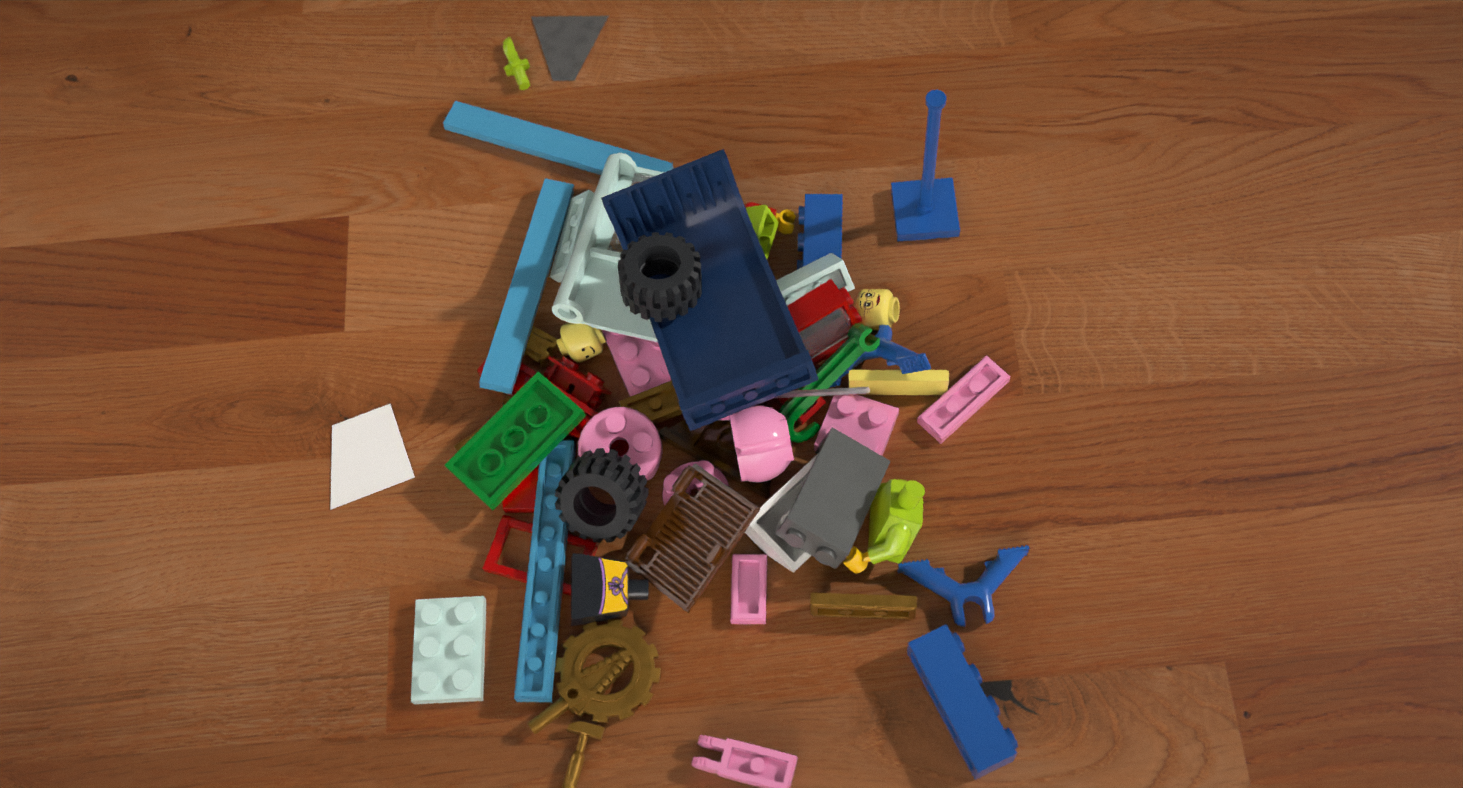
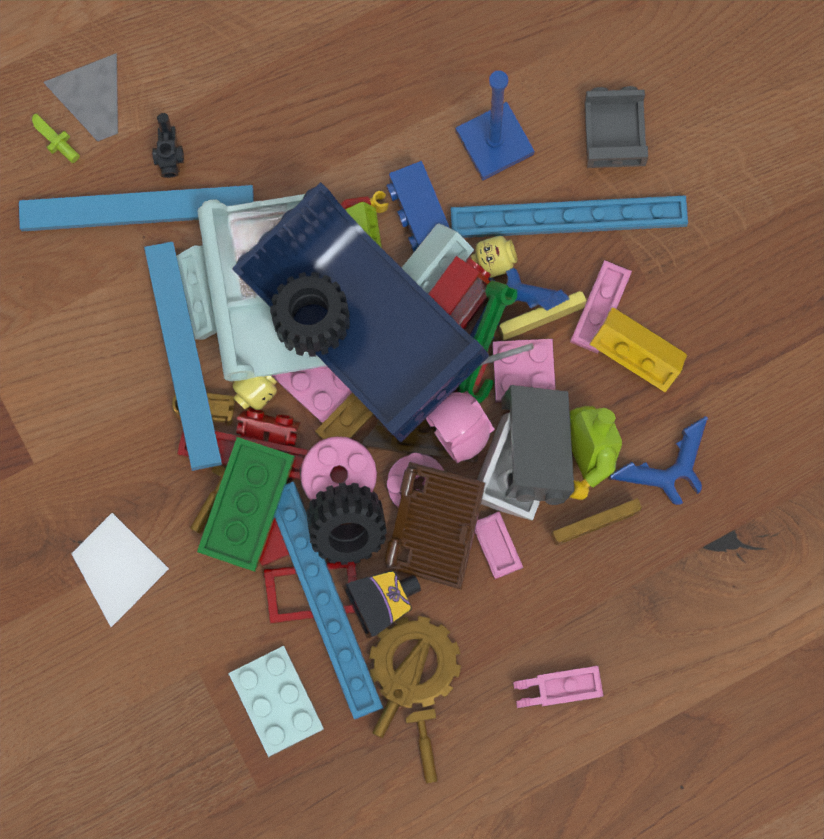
camera: 25 degrees left, 15 degrees up
(608, 105) = (167, 153): none -> black piece
(961, 701) = (705, 566): blue brick -> none
(973, 304) = (570, 216): none -> dark azure tile
(983, 452) = (639, 349): none -> yellow panel
(1051, 238) = (615, 128): none -> dark grey panel

